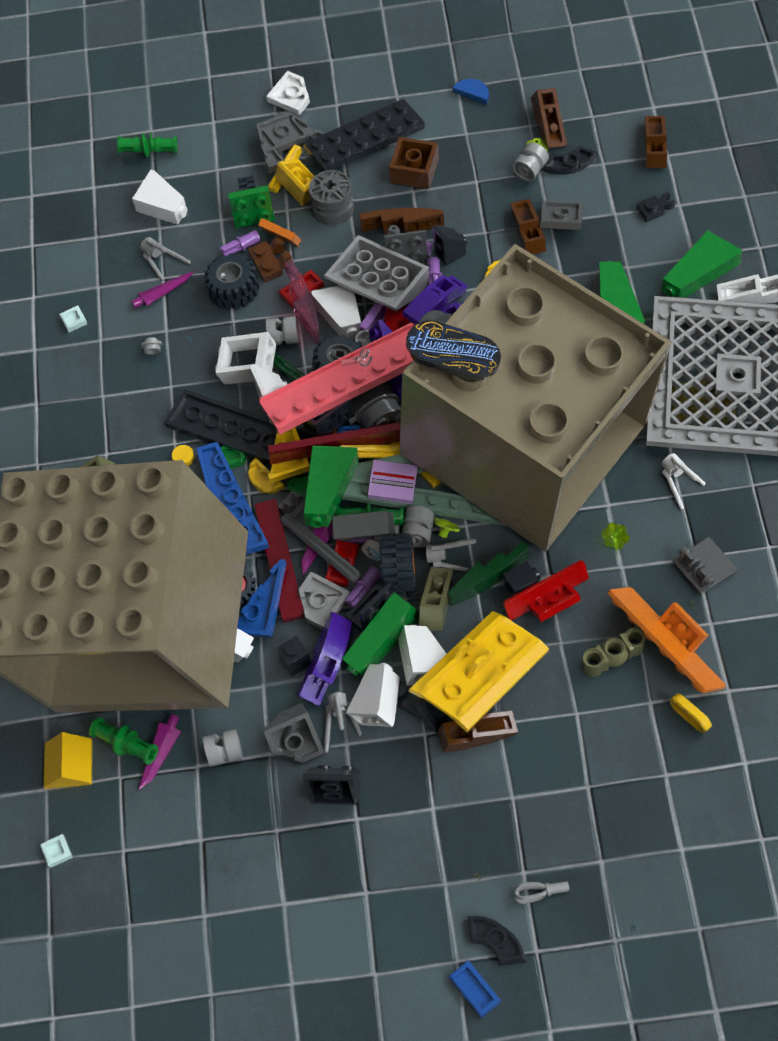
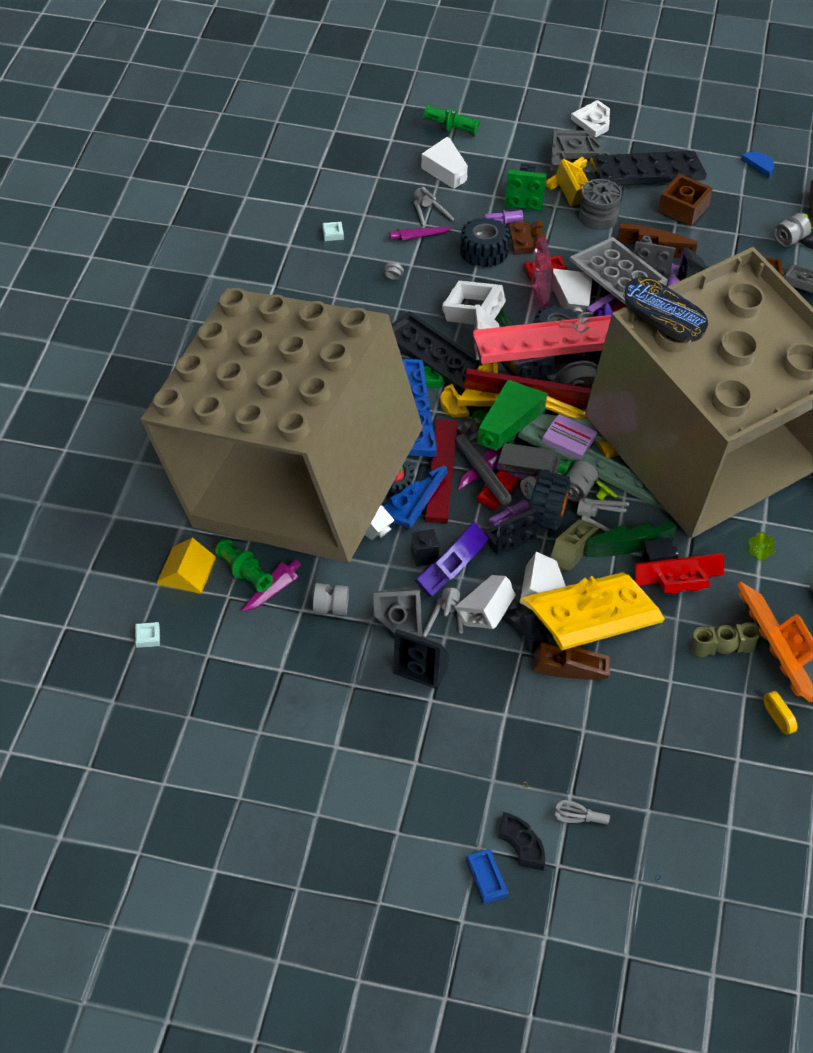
camera: 10 degrees right, 10 degrees down
(278, 231) = (538, 214): orange tile -> none
(283, 330) = (517, 293): light grey wheel -> none
(320, 599) = (466, 508): light grey plate -> none
(380, 634) = (512, 553): green slope -> none

